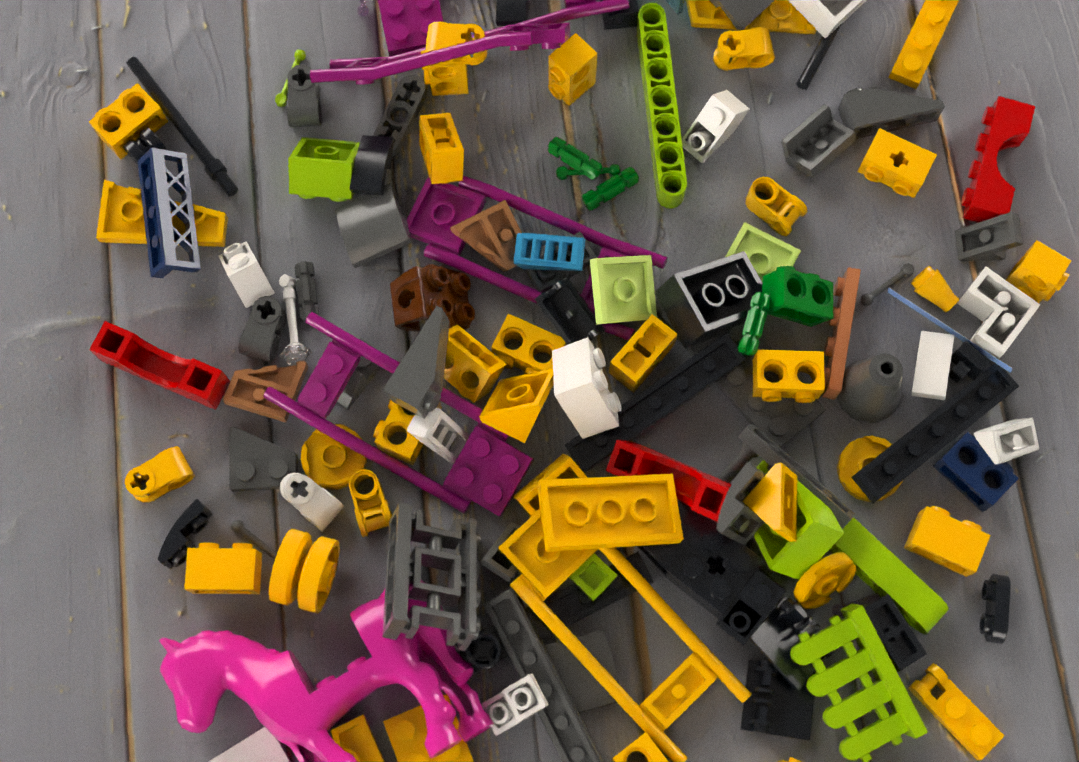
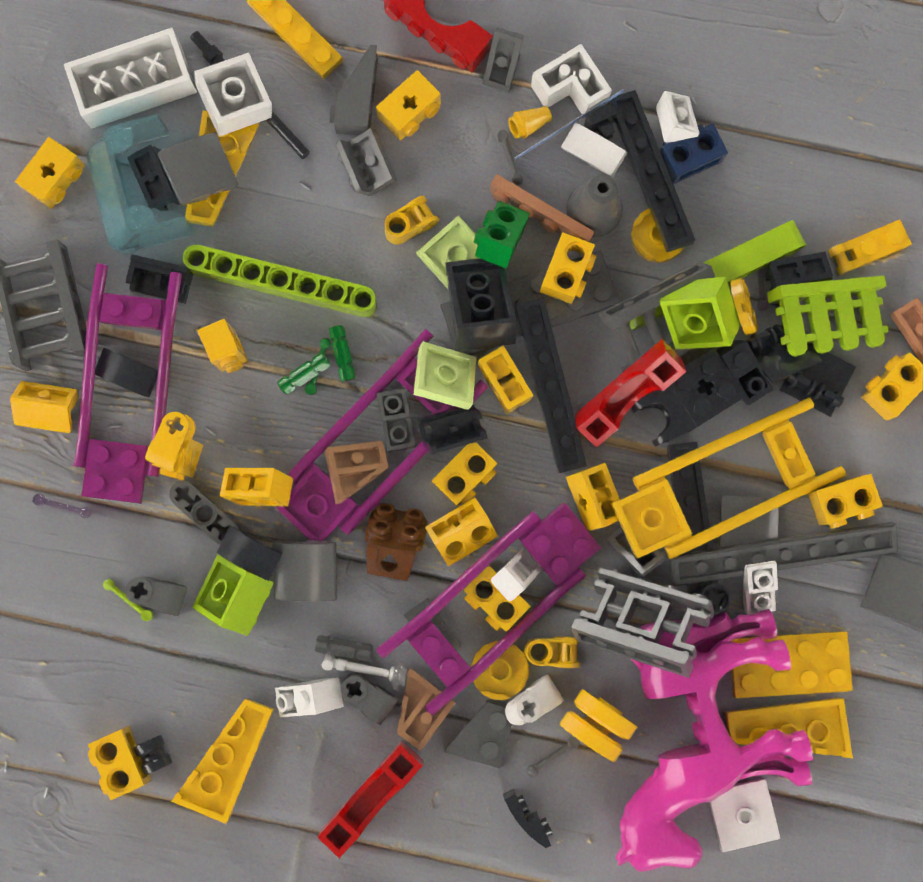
camera: 75 degrees left, 10 degrees up
(158, 215) = (228, 760): dark blue fence -> none
(162, 474) = (468, 822): yellow piece -> none
(213, 167) = (193, 696): black bar -> none
(223, 569) = (571, 793): yellow brick -> none
(420, 374) = (470, 573): dark grey slope -> none
(517, 37) = (186, 378): magenta plate -> none
(517, 403) = (514, 497): yellow slope -> none
(526, 240) = (379, 448): dark azure slope -> none
(584, 388) = (522, 441): white brick -> none
(593, 577) = (684, 487): lime plate -> none
(609, 512) = (641, 457): yellow plate -> none
(714, 125) = (318, 243): white slope -> none
(735, 517) = (677, 348): dark grey slope -> none
(746, 47) = (256, 186): yellow piece -> none
(754, 324) = (518, 278): green axle -> none
(776, 501) = (686, 321): yellow slope -> none
(947, 540) = (741, 199): yellow brick -> none
(996, 616) = (811, 187): black plate -> none
(1039, 272) = (551, 34): yellow brick -> none

